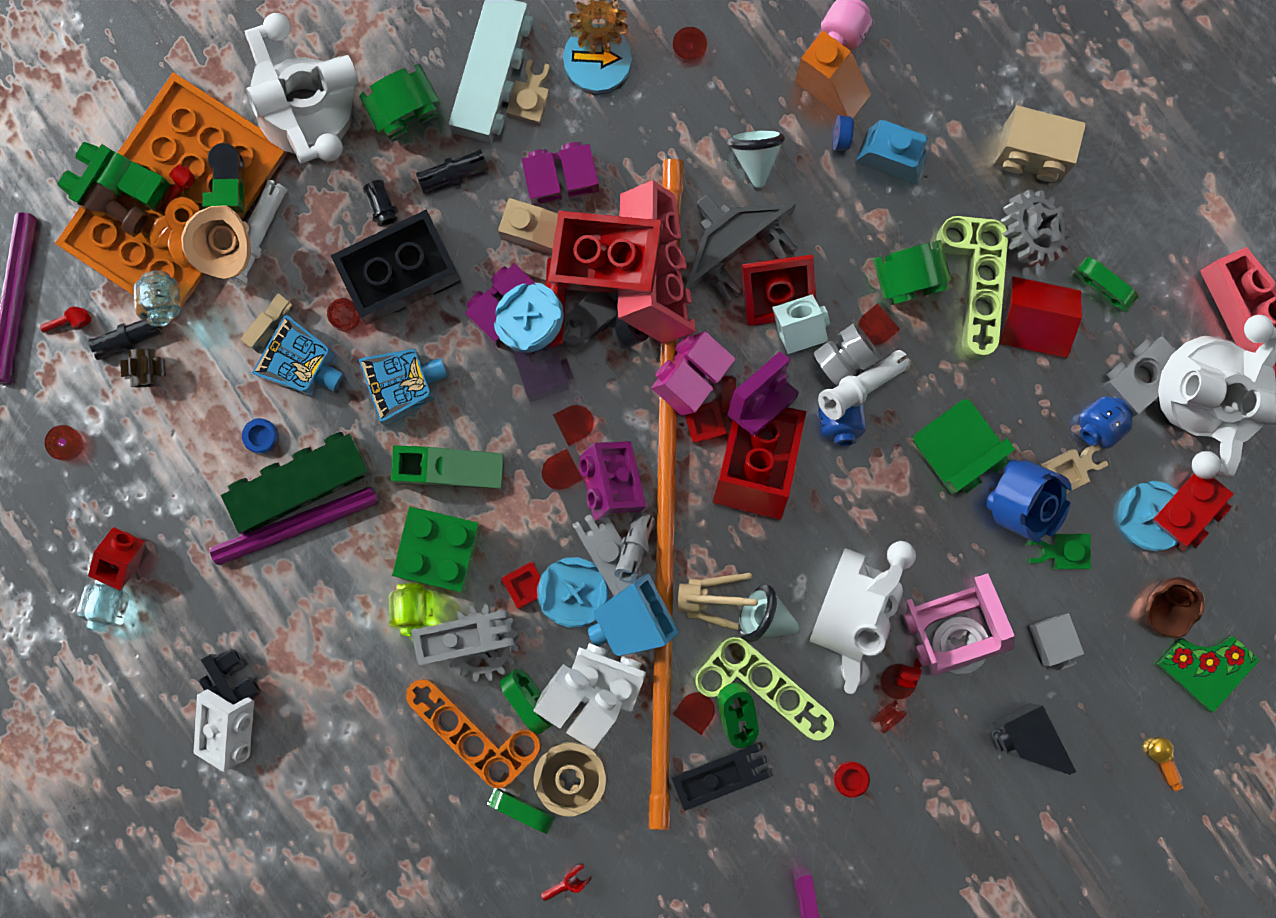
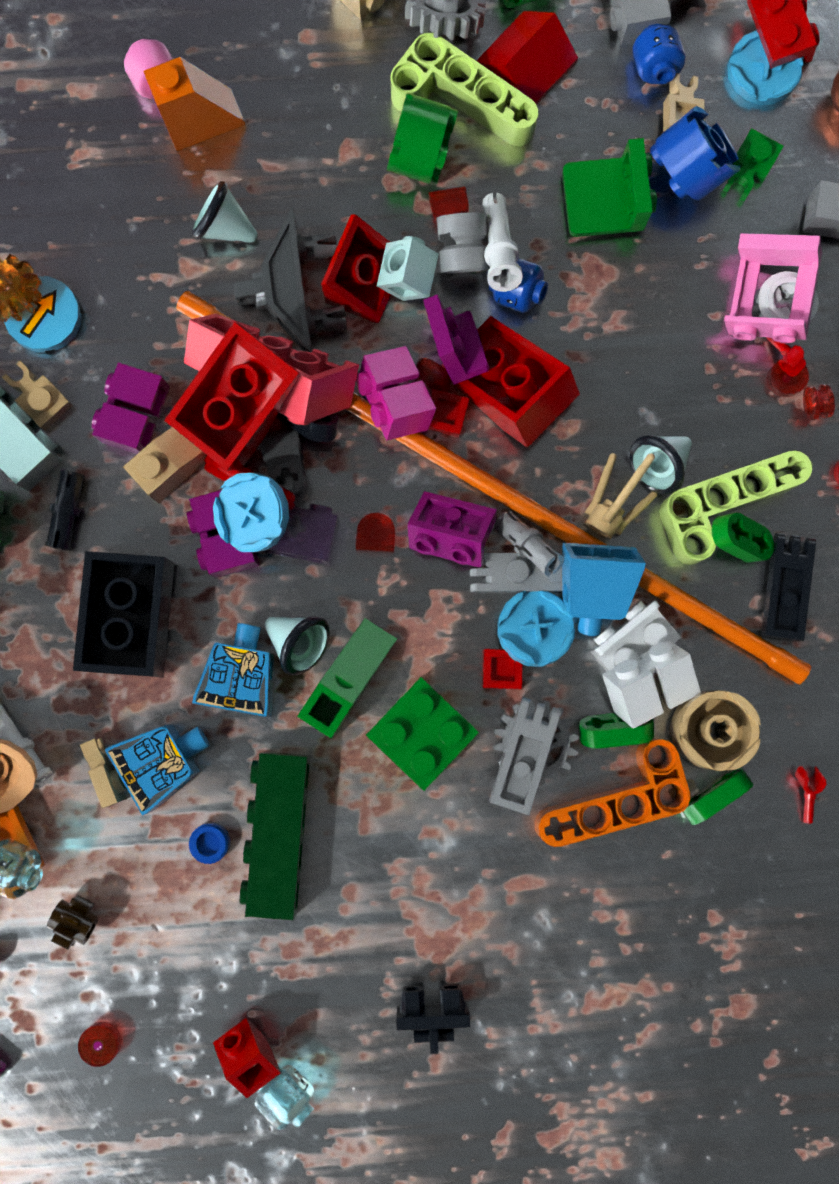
camera: 65 degrees left, 0 degrees up
(123, 338) = (31, 924): black pin -> none
(222, 730) = (479, 1047): white bracket -> none
(294, 525) = (316, 860): magenta axle -> none
(336, 322) = (143, 705): clear red bush -> none
(380, 204) = (64, 597): black pin -> none
(410, 608) = (463, 792): clear neon green head -> none
(453, 412) = (298, 641): none -> light aqua hat
(560, 471) = (414, 573): clear red tile -> none
(689, 45) = (82, 223): clear red tile -> none
(696, 711) = (712, 577): clear red tile -> none
(843, 133) = (251, 131): blue tile -> none
(860, 607) = (708, 362): white piece -> none
(894, 151) = (295, 92): dark azure torso -> none

